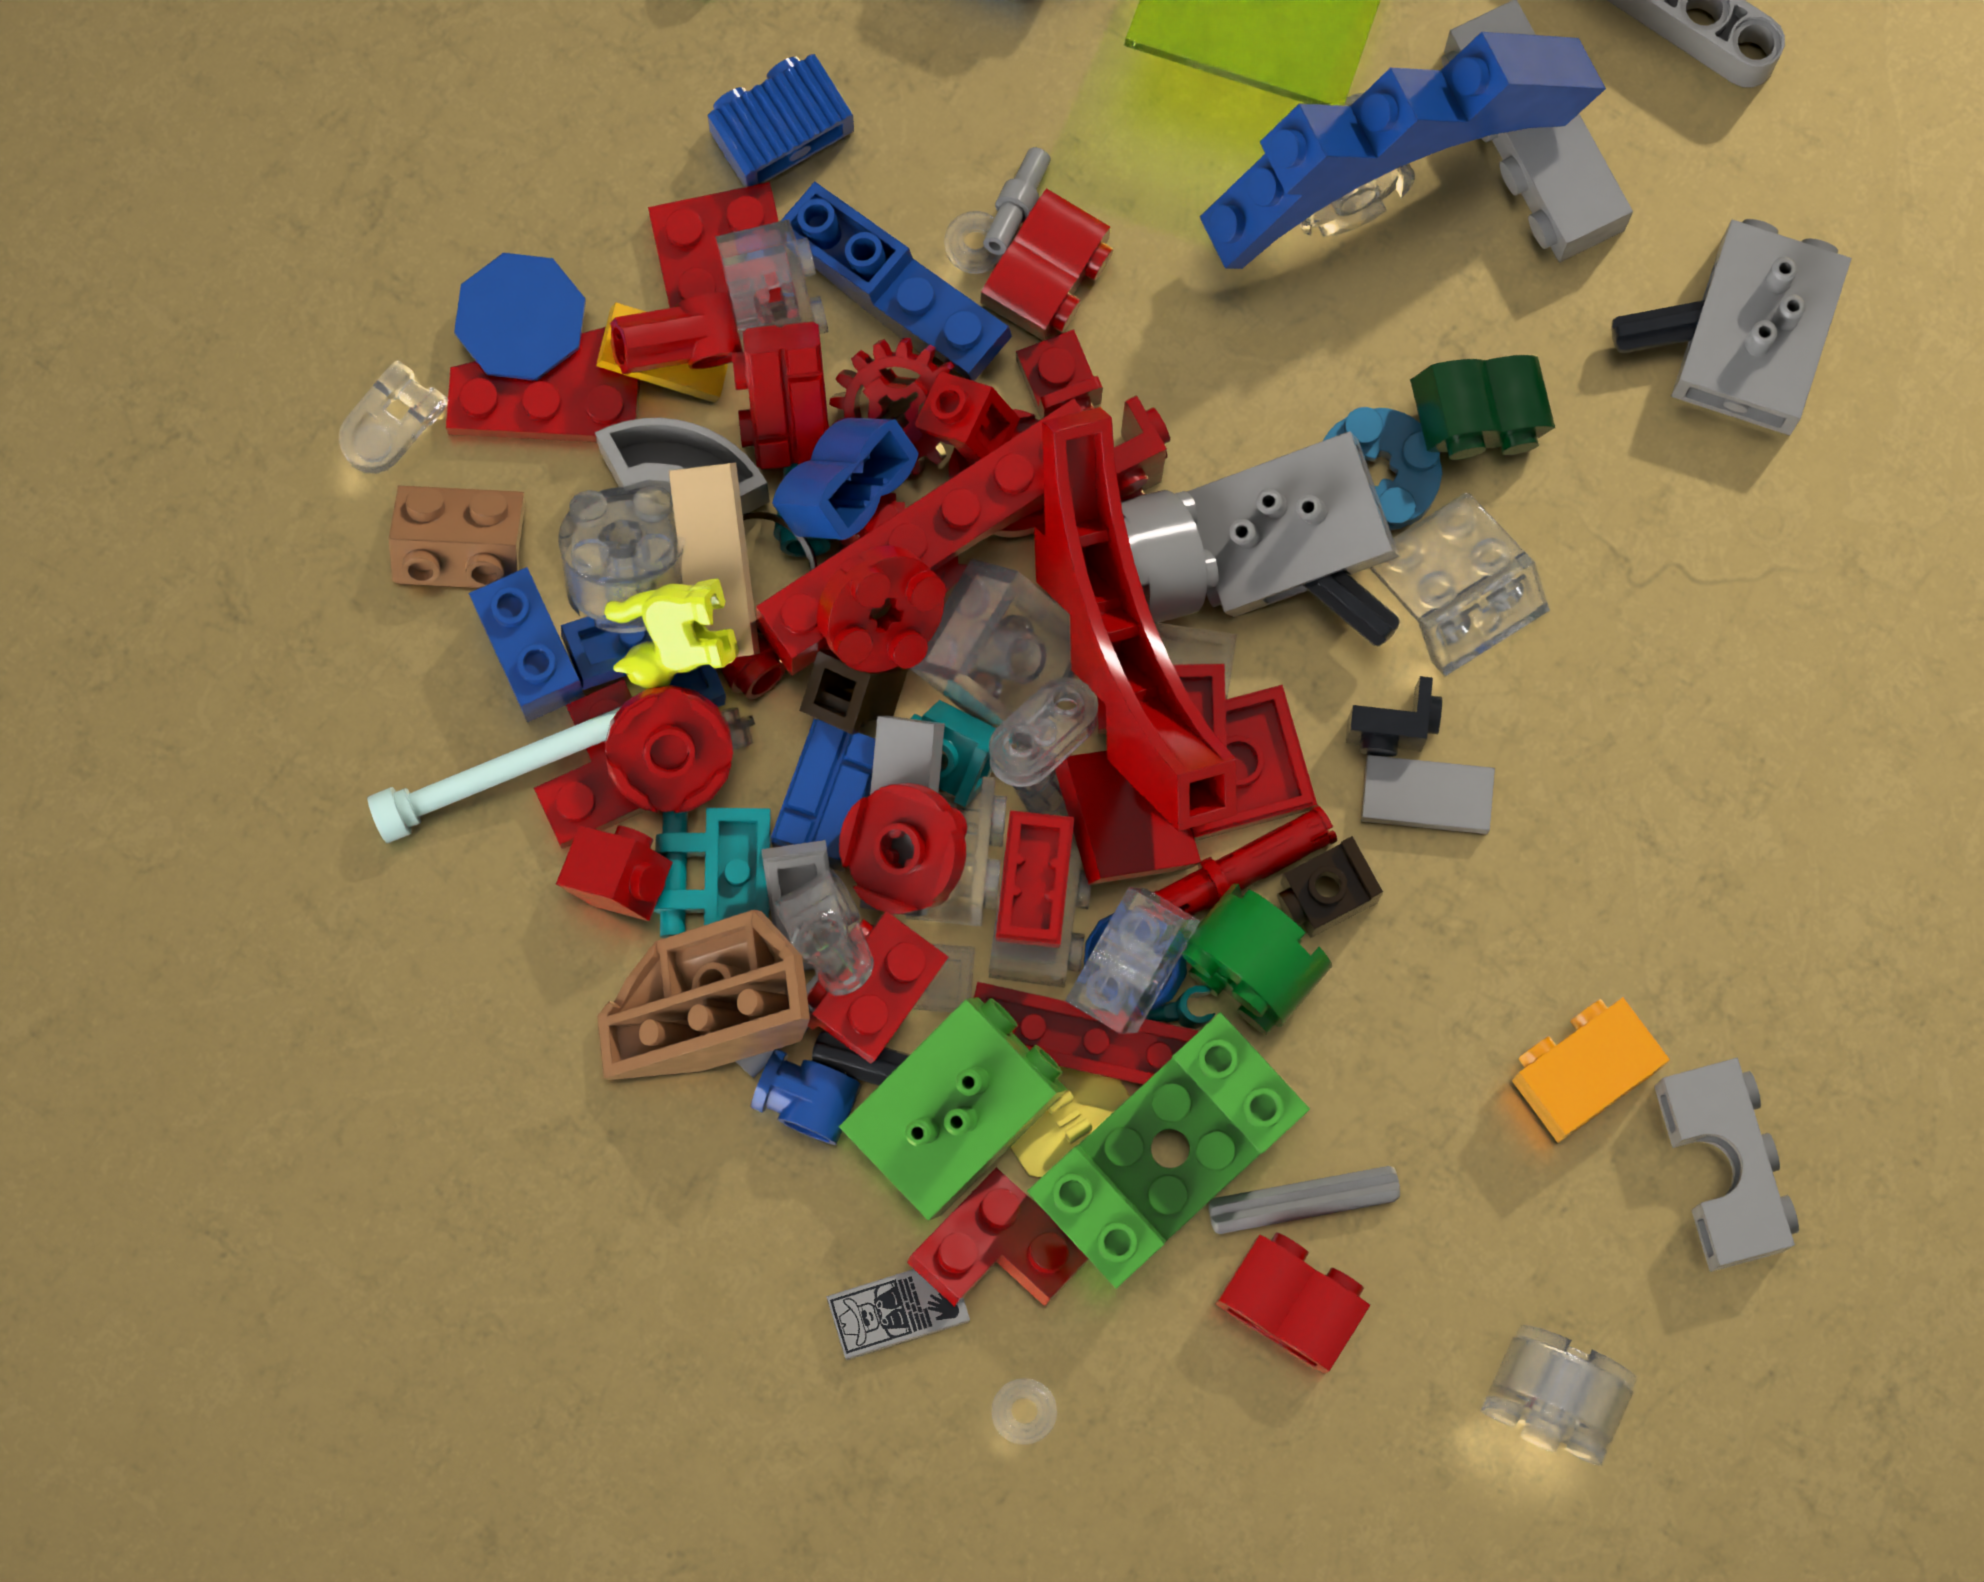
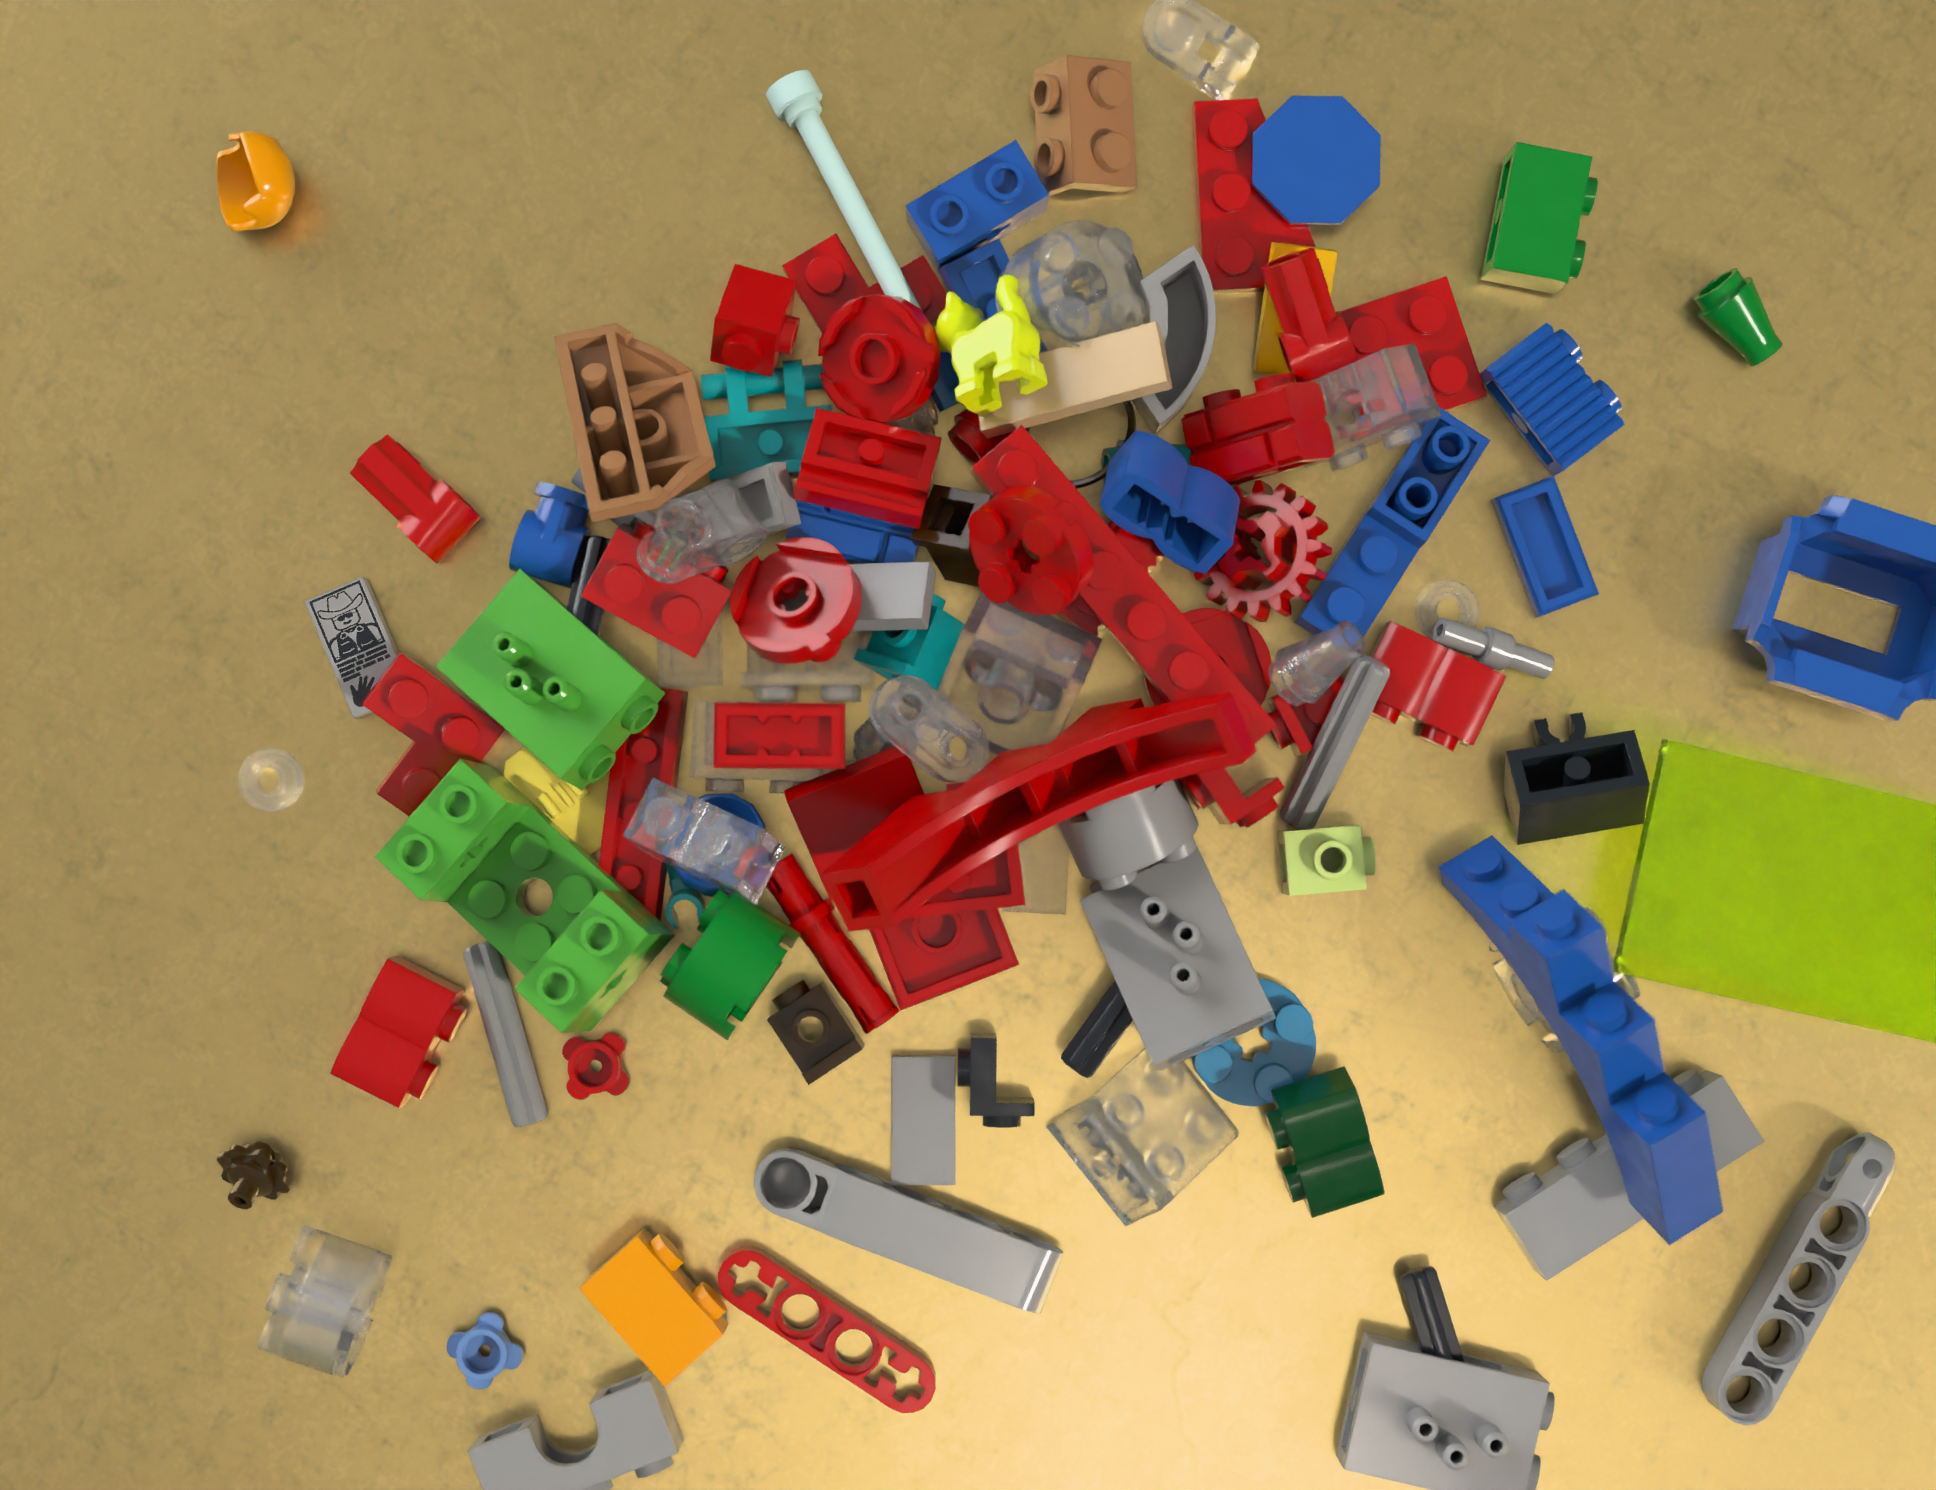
camera: 85 degrees right, 10 degrees up
(410, 1365) = (254, 182): none -> light orange hair
(604, 113) = (1539, 218): none -> green brick
(765, 1223) = (425, 508): none -> red piece
(777, 769) = (867, 468): none -> red plate
(922, 145) = (1544, 546): none -> blue tile
(967, 416) = (1249, 619): red bracket -> none
(1016, 364) = (1313, 664): none -> clear cone
(1092, 354) = (1335, 742): none -> light grey axle
(1156, 137) = (1575, 783): none -> black brick
(1207, 381) = (1325, 859): none -> yellowish green brick
(1357, 1098) = (584, 1080): none -> red plate
(1424, 1465) = (253, 1172): none -> dark brown plant
(1532, 819) = (908, 1228): none -> light grey piece
(1627, 1234) = (479, 1368): none -> medium blue plate
(1631, 912) = (821, 1337): none -> red beam

